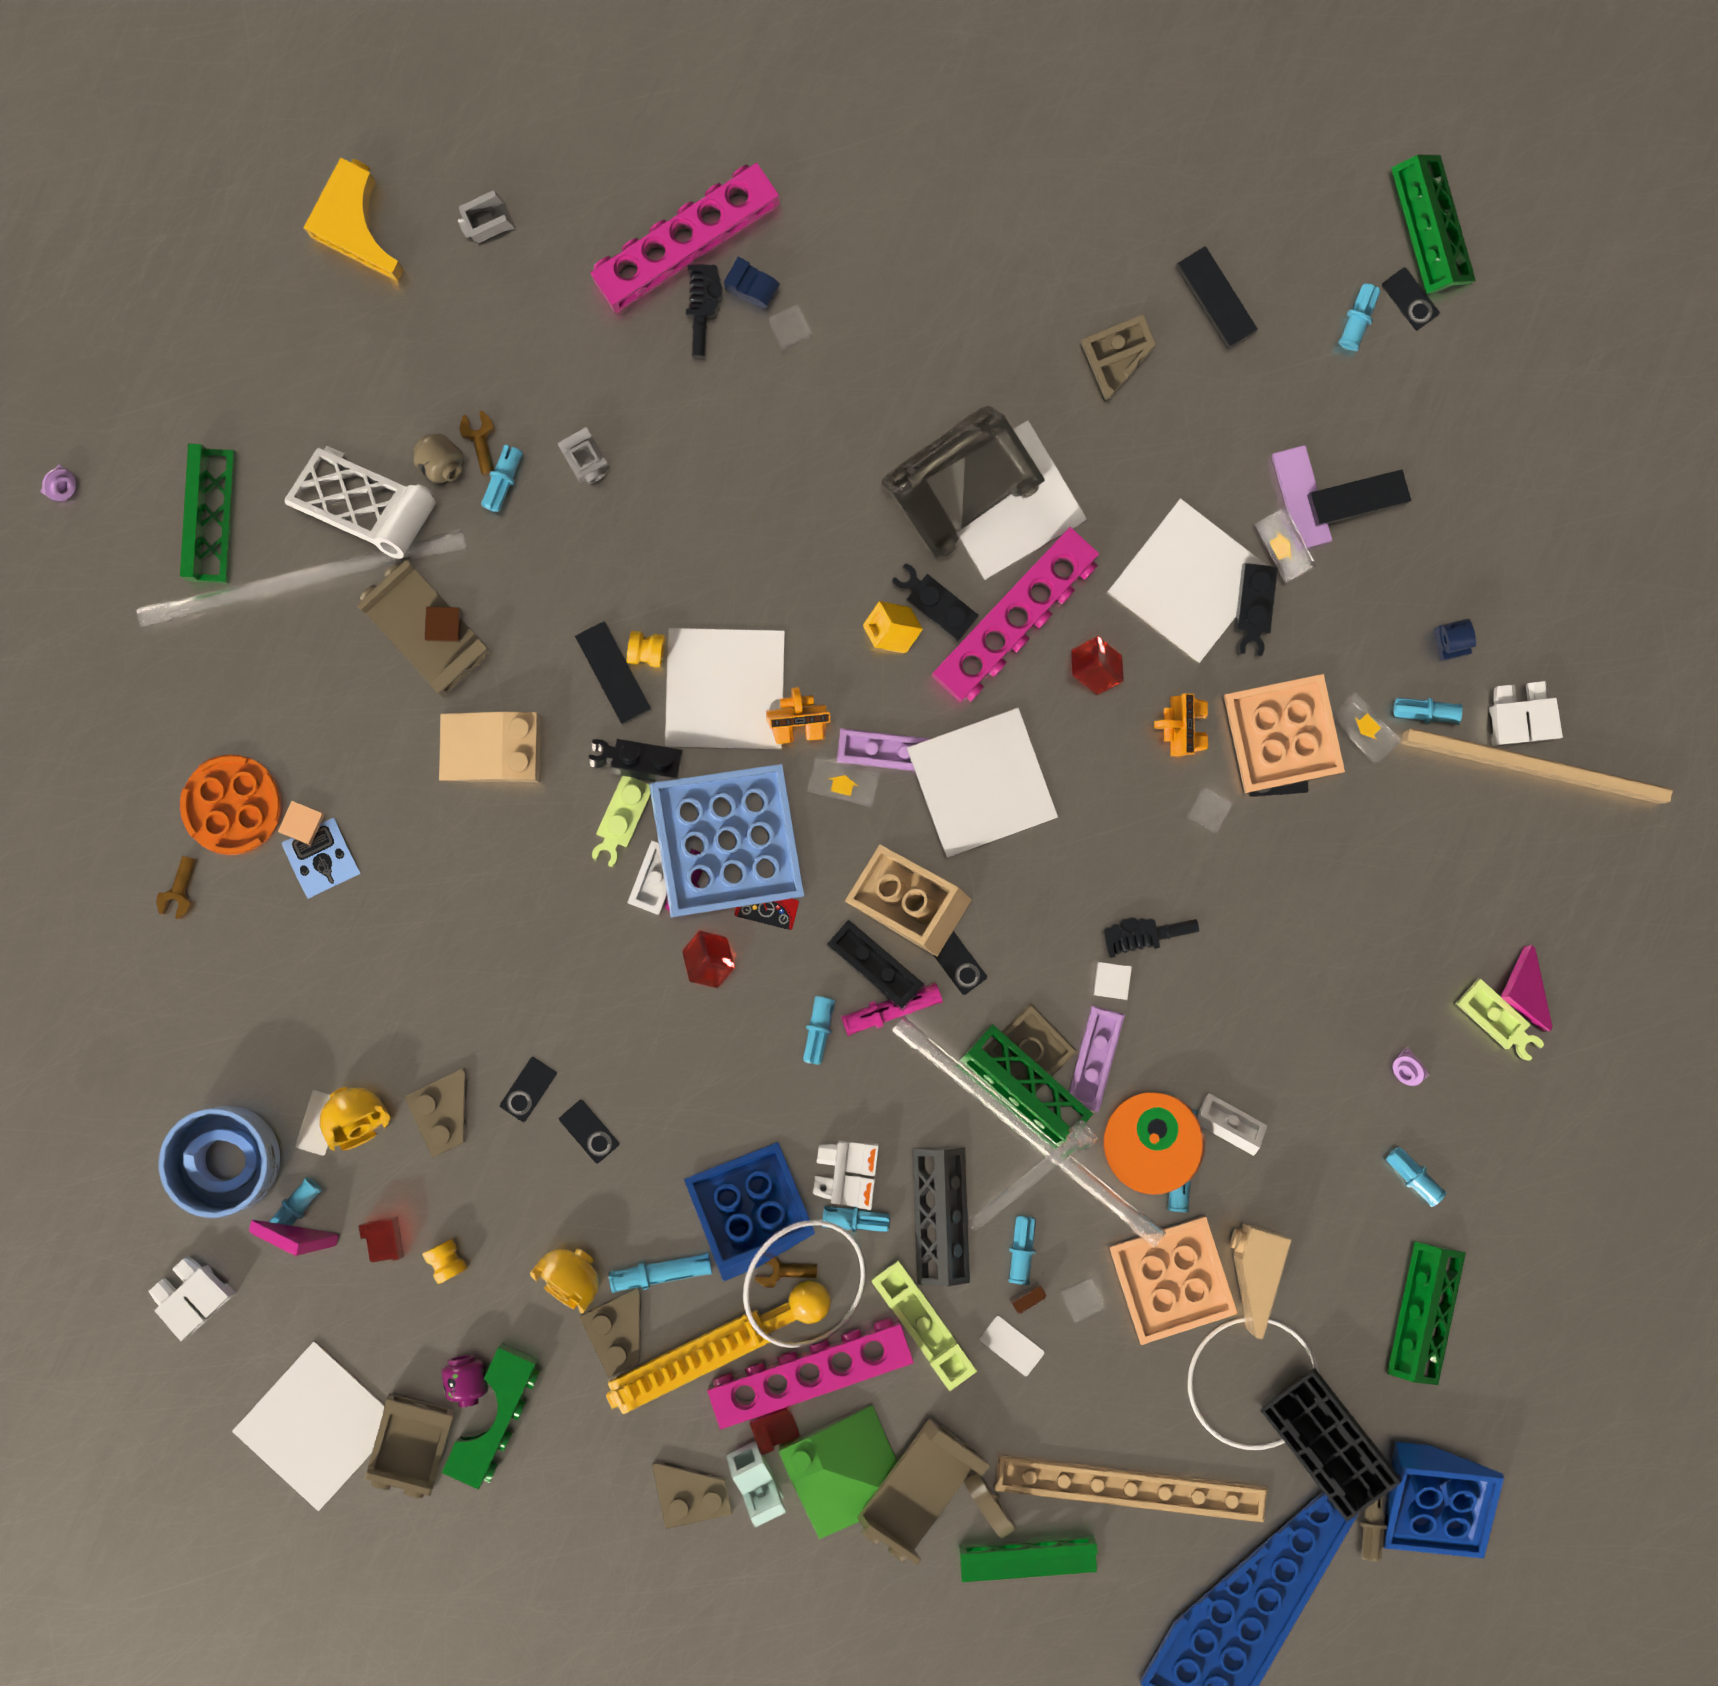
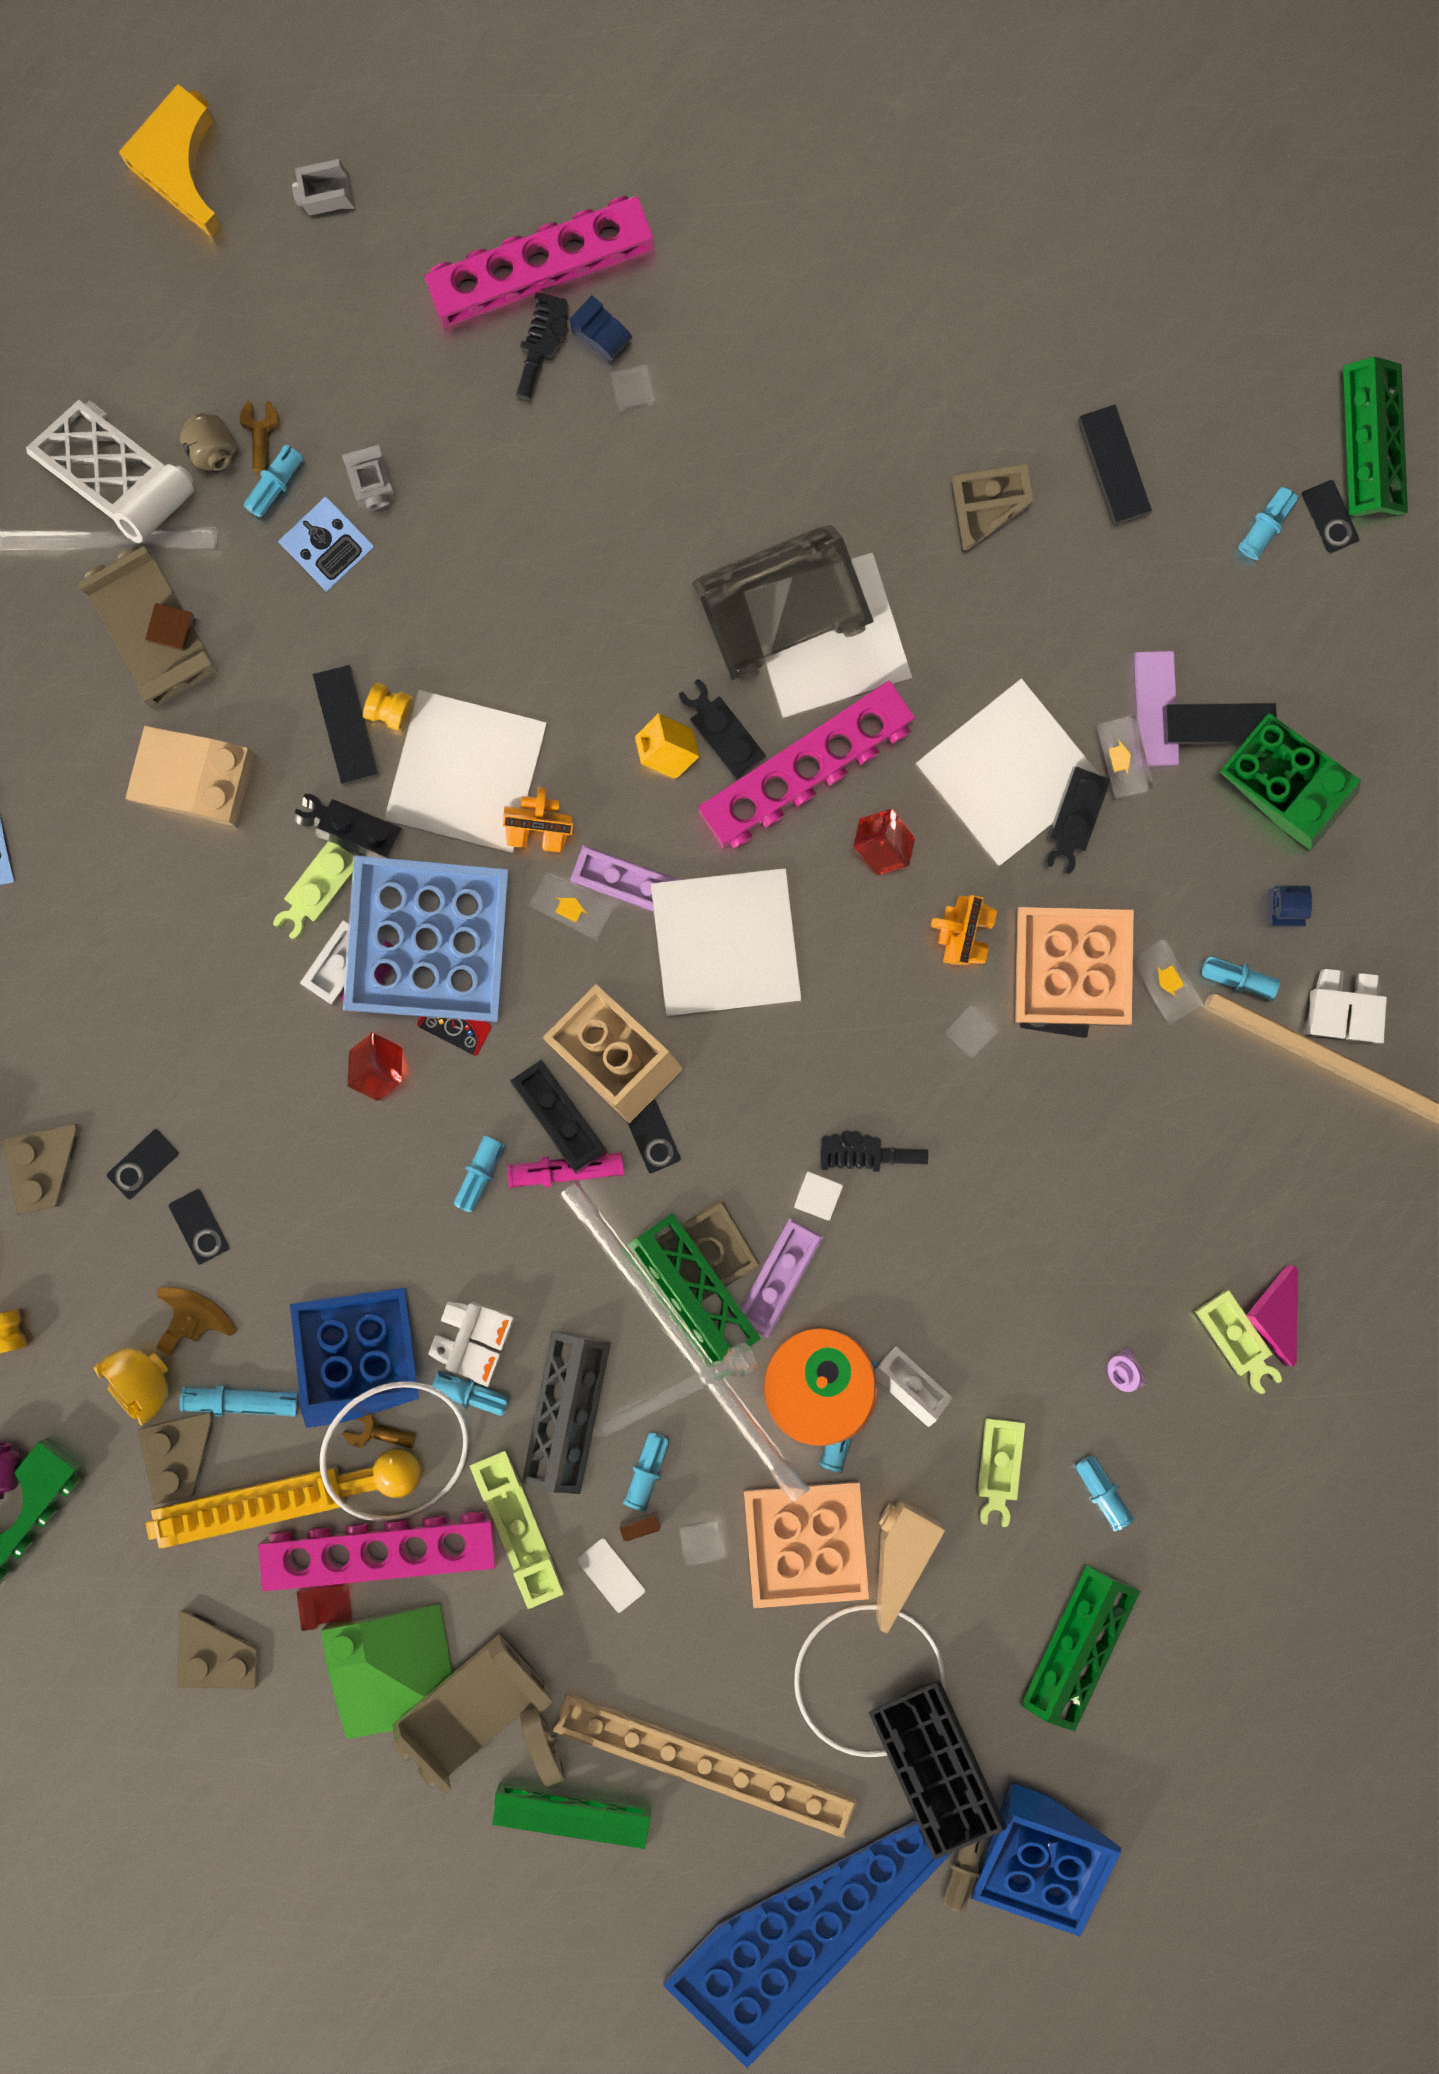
camera: 15 degrees right, 0 degrees up
(558, 521) = (326, 544): none -> sticker
(602, 1210) = (191, 1318): none -> pearl gold piece
(756, 1483) = (290, 1661): light aqua brick -> none
(1322, 1174) = (1000, 1466): none -> yellowish green plate
(1431, 532) = (1291, 781): none -> green slope

